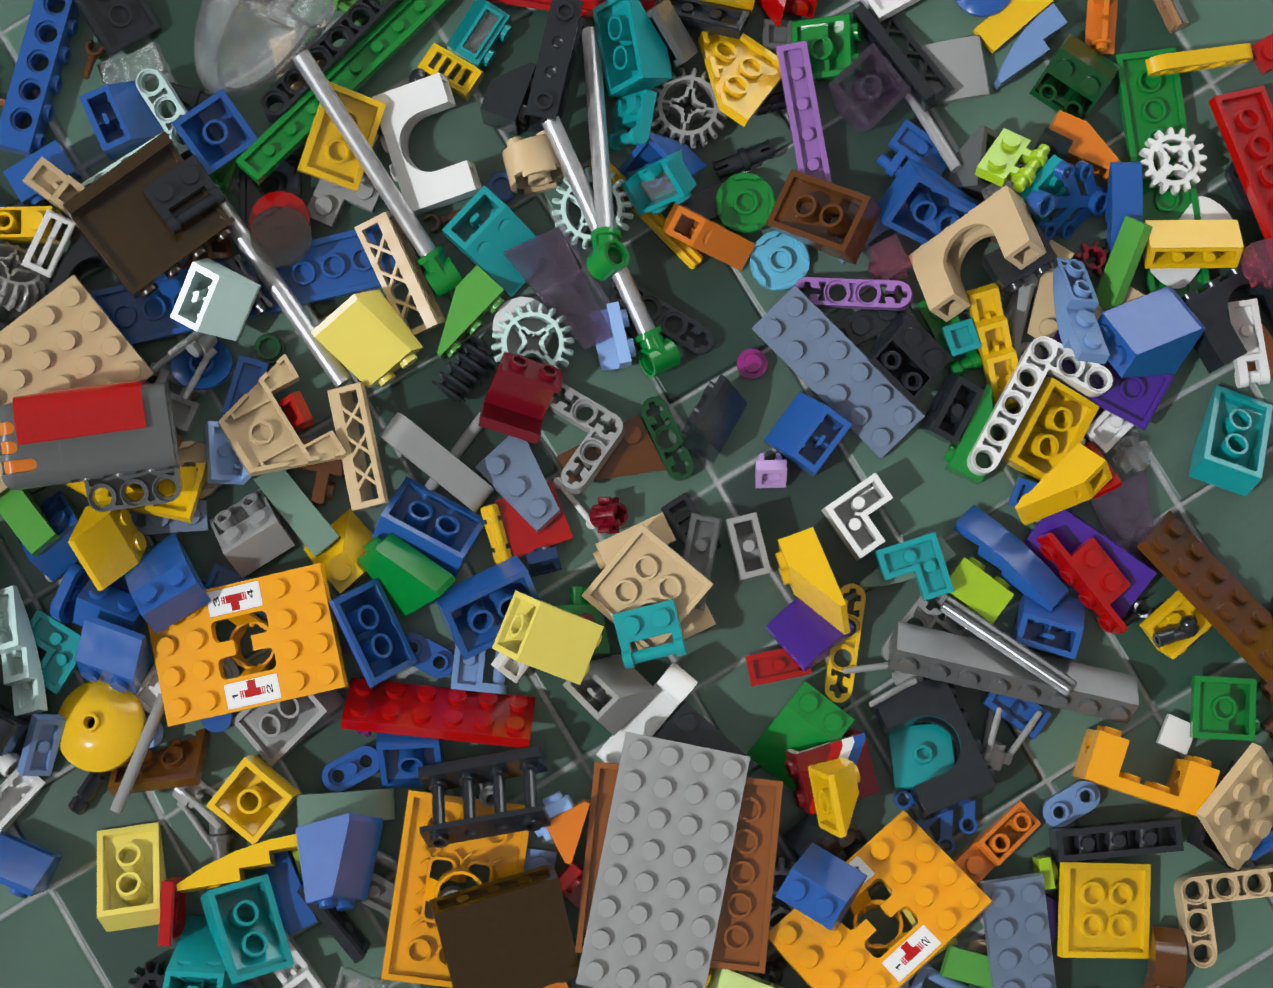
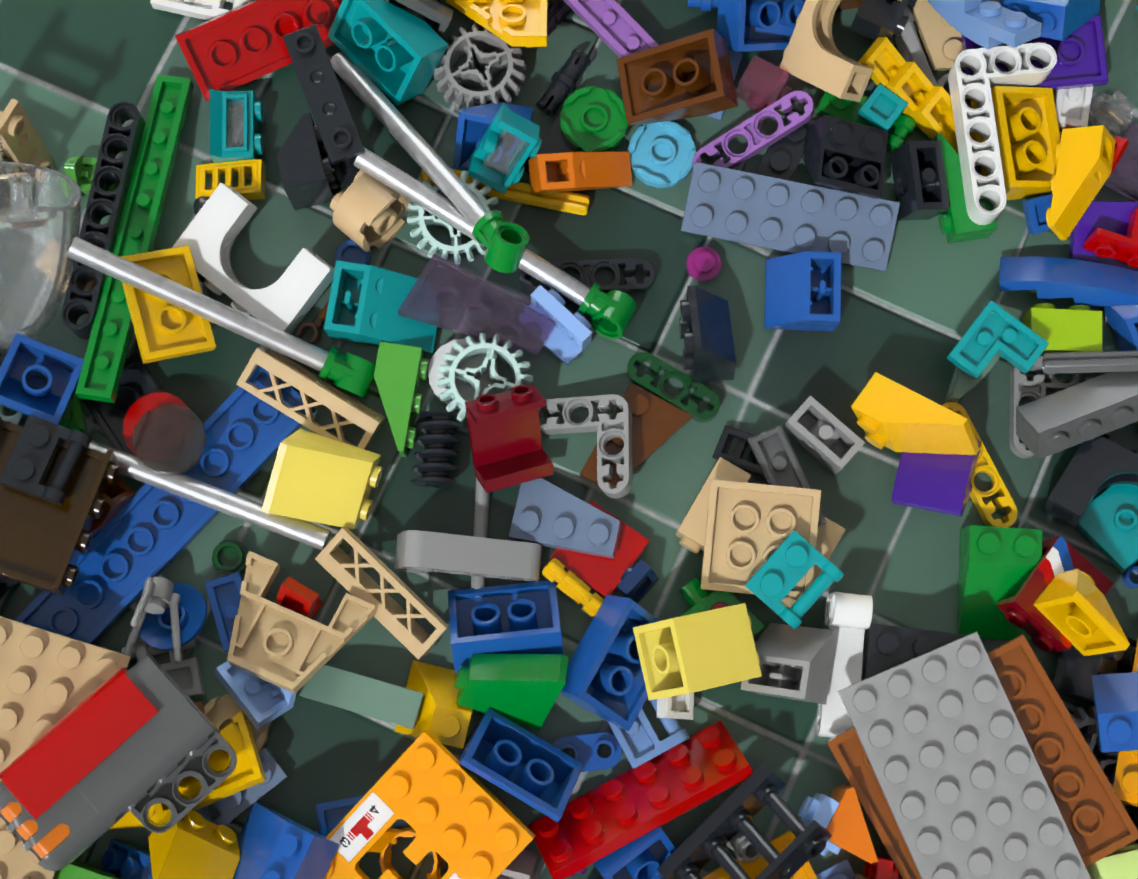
camera: 30 degrees left, 5 degrees down
(215, 300) = (145, 543): light aqua slope -> none
(251, 533) = (332, 750): light grey slope -> none
(261, 302) = (168, 508): black pin -> none
(323, 488) = (374, 655): reddish brown brick -> none
(330, 198) = (193, 371): light grey plate -> none
(559, 485) = (655, 515): white hinge -> none
(608, 515) = (669, 495): dark red gear -> none
(632, 112) = (434, 101): teal plate -> none
(770, 472) = (793, 352): lavender tile -> none
(772, 667) = (925, 534): red plate -> none
(851, 519) = (899, 341): white brick -> none
(900, 679) = (1054, 463): light grey plant -> none

